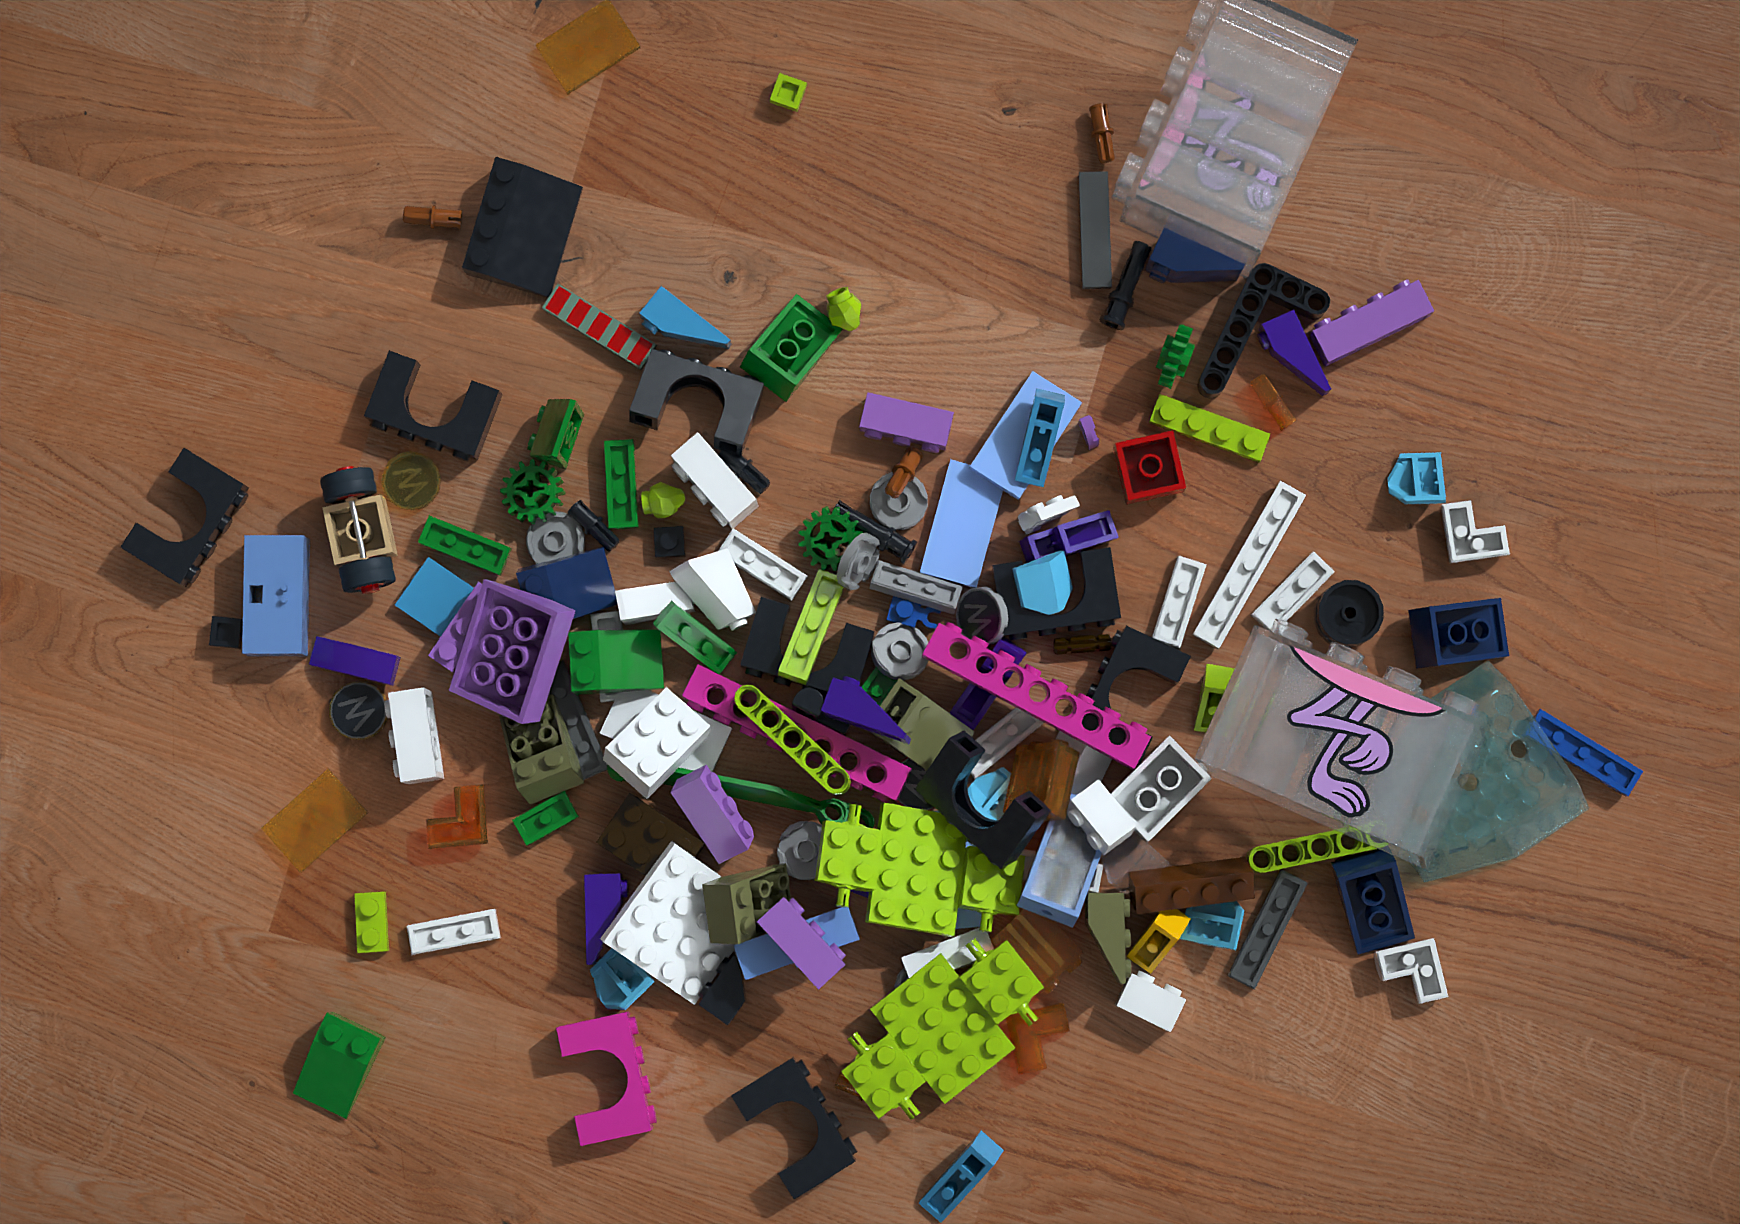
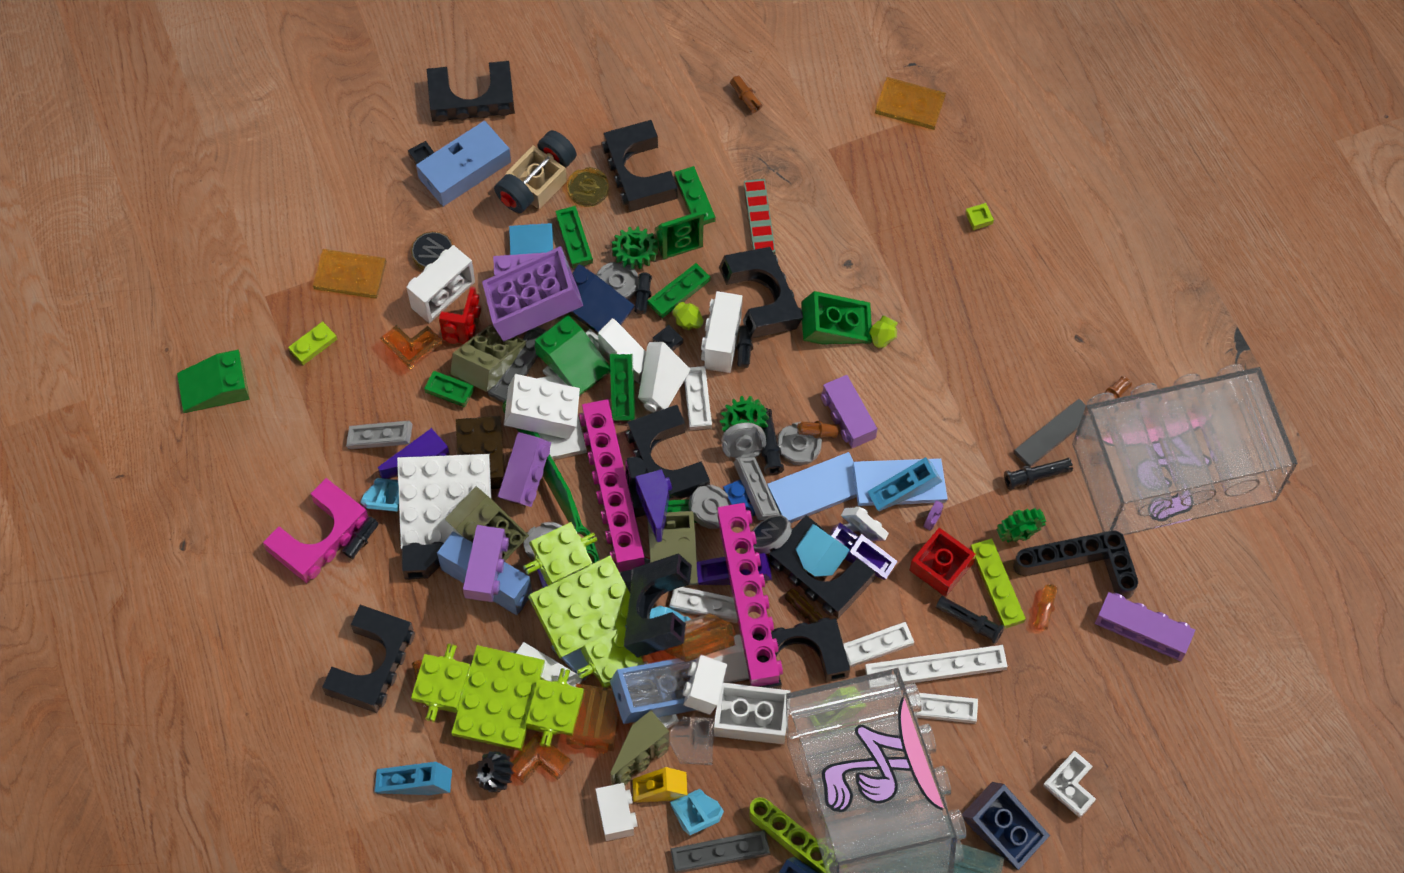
camera: 45 degrees right, 20 degrees down
(355, 660) = (460, 228): dark purple slope -> none
(453, 931) = (341, 389): white tile -> none
(482, 762) = (457, 327): none -> red bracket
(516, 374) = (694, 193): none -> green plate
(522, 228) = (779, 138): black slope -> none
(545, 933) = (379, 435): none -> light grey tile
(649, 1038) = (360, 537): none -> black axle
(676, 320) = (797, 251): dark azure slope -> none
(782, 729) = (607, 486): lime beam -> none
(811, 628) = (681, 445): lime plate -> none
(1019, 1091) = (494, 771): none -> black gear
(1184, 260) = (1083, 492): dark blue slope -> none
(1191, 885) = (708, 777): reddish brown brick -> none
(1240, 479) = (979, 623): none -> black pin
(1291, 348) = (1086, 591): dark purple slope -> none
(1341, 597) = (961, 732): black wheel -> none
(1418, 479) = (1078, 727): medium azure slope -> none

